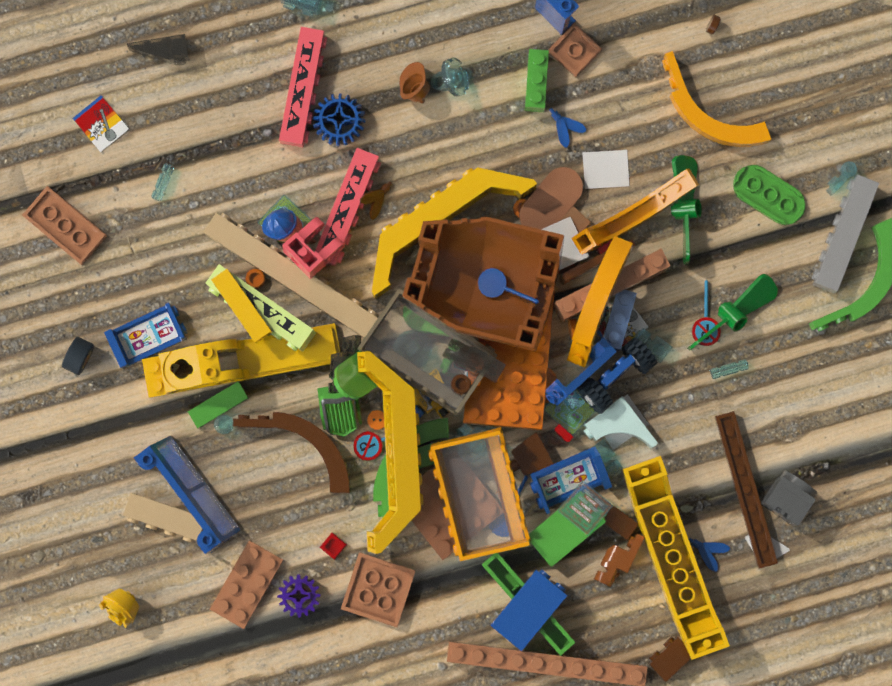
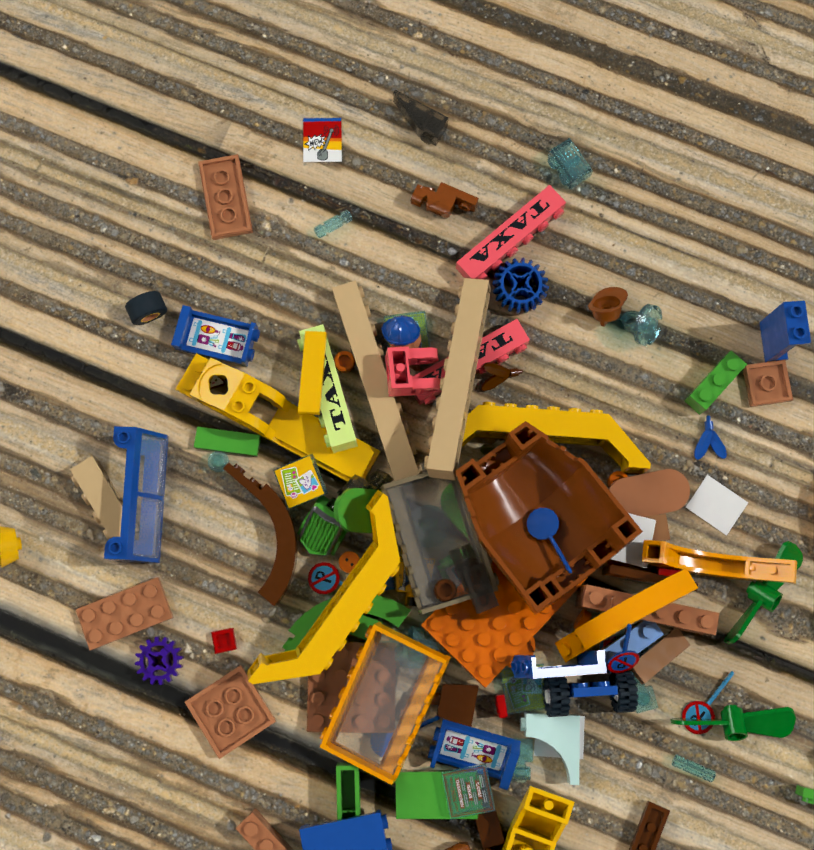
camera: 40 degrees right, 5 degrees down
(231, 99) = (444, 199): none -> dark orange plate
(295, 391) = (300, 481): none -> tile
(350, 225) = (459, 380): none -> tan brick
(622, 333) = (623, 660): none -> piece
(646, 310) = (660, 655): none -> medium nougat tile

